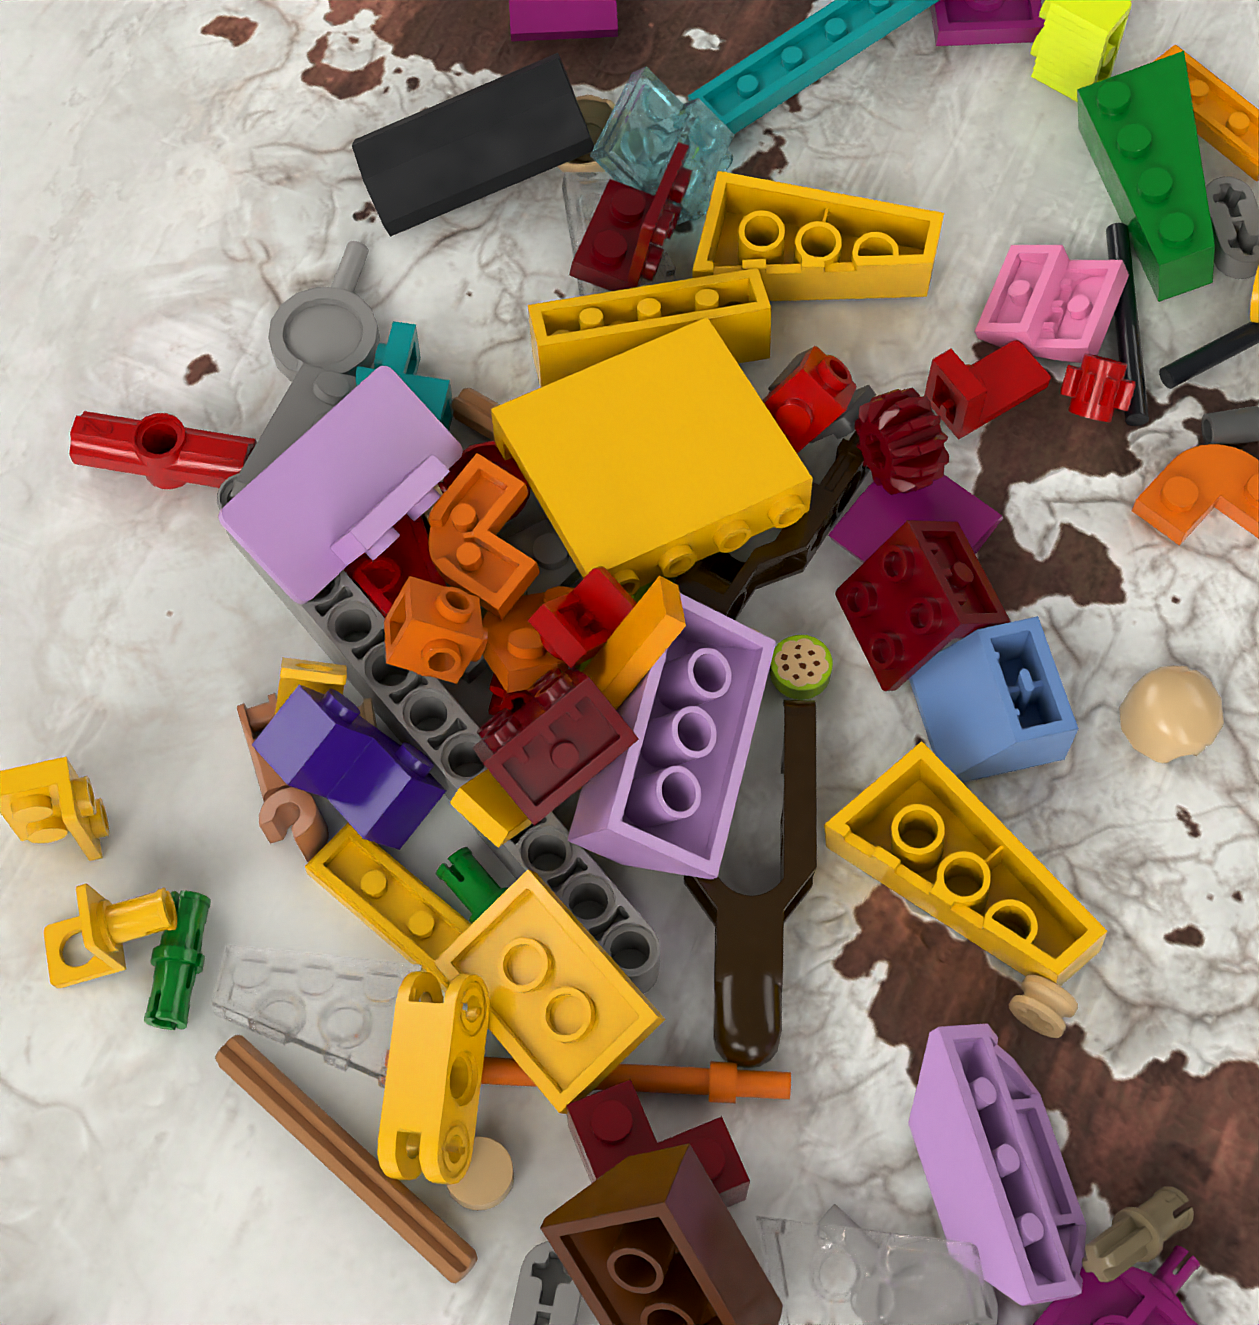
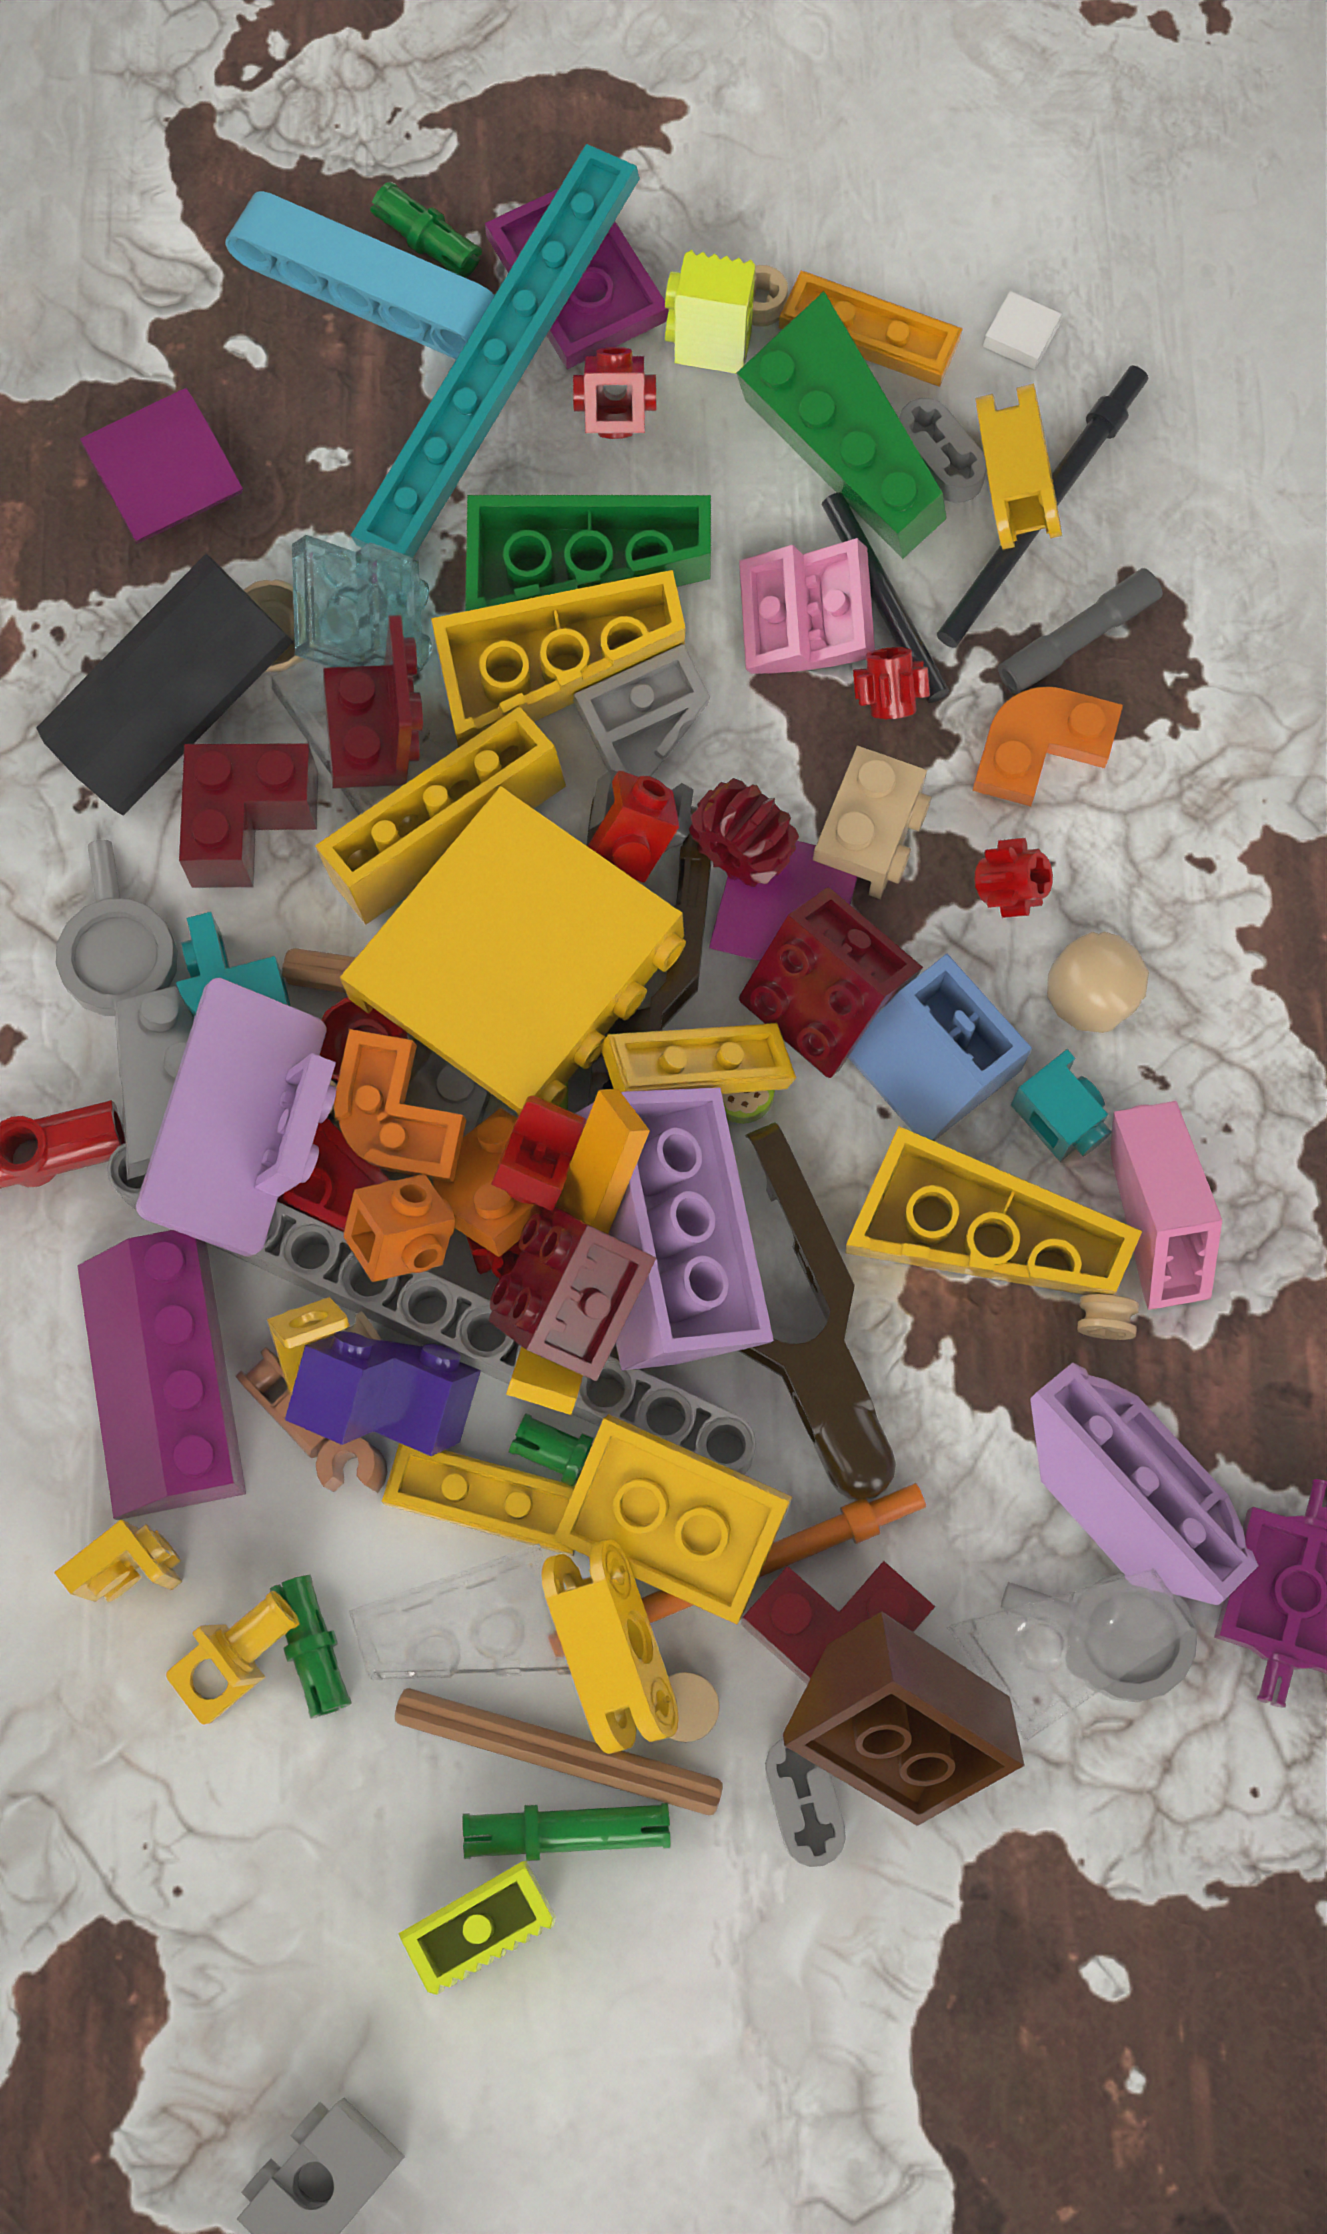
camera: 25 degrees left, 10 degrees up
(178, 677) = (160, 1375): none -> magenta slope
(186, 1271) = (477, 1928): none -> neon yellow brick
(313, 1229) = (565, 1831): none -> green pin
(485, 250) = (234, 793): none -> dark red brick
(800, 626) = (714, 1057): none -> yellow tile
(868, 159) = (571, 542): none -> green wedge
(870, 323) = (643, 711): none -> light grey wing
(945, 74) = (608, 413): none -> red brick
(982, 391) = (784, 727): red bracket -> none
(1028, 489) = (872, 817): none -> tan bracket
(1086, 804) = (1063, 1108): none -> teal brick
(1133, 590) = (1013, 877): none -> red gear
(1137, 39) = (774, 282): none -> tan bush
(1137, 1234) = (1279, 1488): dark tan axle -> none
(1146, 931) = (1168, 1201): none -> bright pink slope

